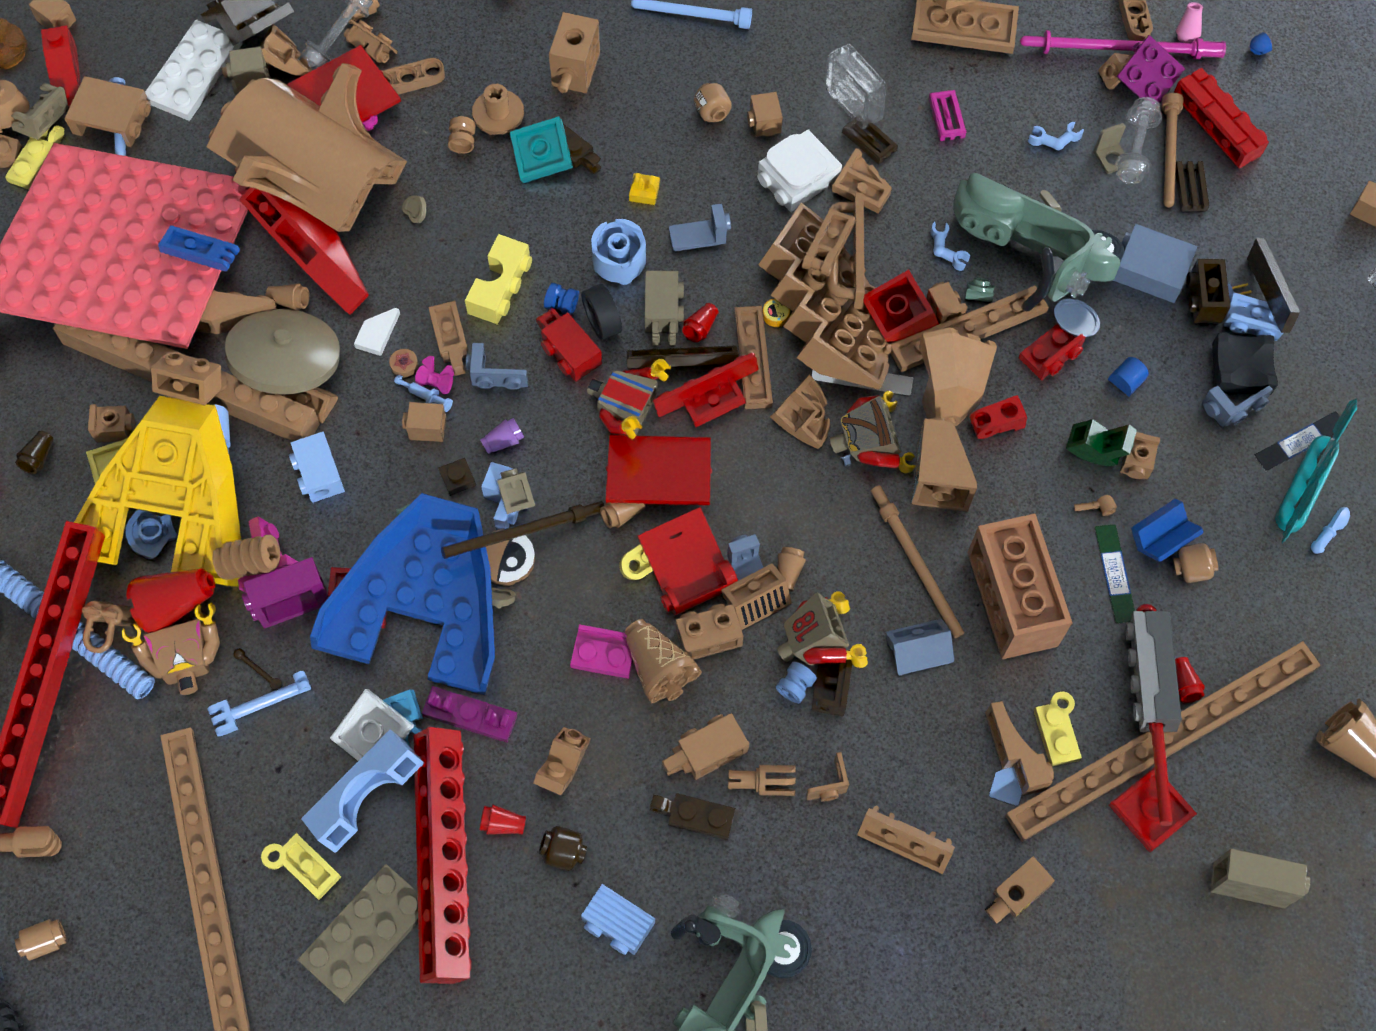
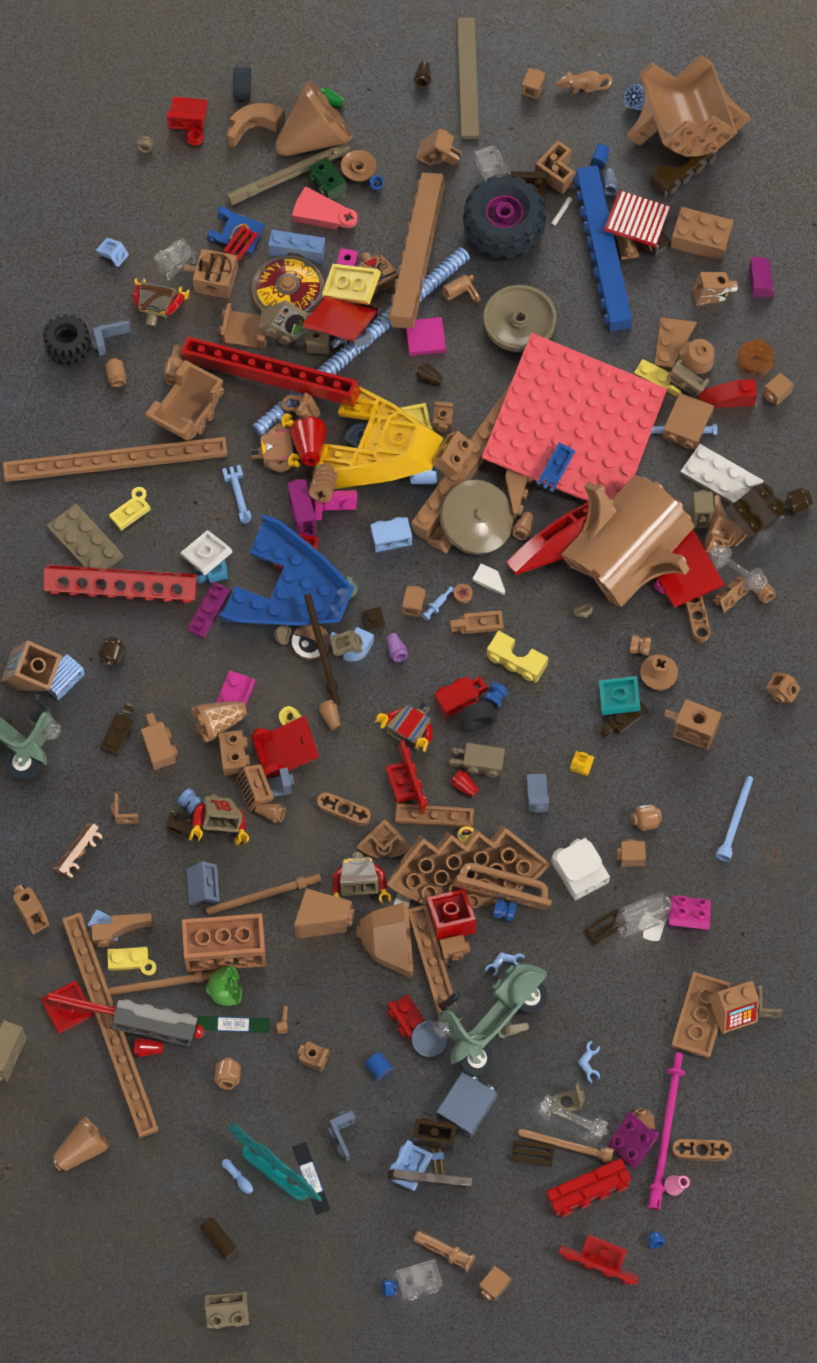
camera: 100 degrees right, 0 degrees up
(100, 799) = (188, 402): none -> medium nougat cylinder
(275, 683) = (249, 503): dark brown hinge -> none
(335, 814) = (154, 526): light blue arch -> none
(426, 376) = (450, 605): dark pink piece -> none
(489, 377) = (447, 636): sand blue bracket -> none
(501, 821) = (135, 619): red cone -> none
(562, 760) = (168, 660): medium nougat slope -> none
(618, 251) = (517, 736): light blue brick -> none
(619, 967) = (30, 668): none -> medium nougat slope
(659, 470) = (354, 740): red piece -> none
(682, 356) = (438, 767): dark brown tile -> none
(758, 780) = (131, 773): medium nougat arm -> none
(762, 461) = (347, 817): none -> medium nougat beam
(829, 242) = (504, 867): medium nougat plate -> none
(833, 35) = (690, 912): none -> dark pink plate
(862, 178) = (565, 912): medium nougat wing -> none
(876, 249) = (505, 910): none -> blue wheel
(950, 132) = (619, 994): dark pink tile -> none
(980, 290) = (464, 978): sand green plate -> none
(999, 418) = (358, 968): red leg -> none
(1080, 586) = (223, 986): none -> bright green cylinder
(1088, 693) = (198, 977): none -> medium nougat bar
(1098, 444) = (327, 1028): dark green brick -> none
(1165, 531) = (253, 1058): blue panel -> none
(1244, 363) = (373, 1147): black brick -> none
(1303, 96) = (602, 1256): none -> red bracket
(1351, 256) = (453, 1254): none -> medium nougat pin

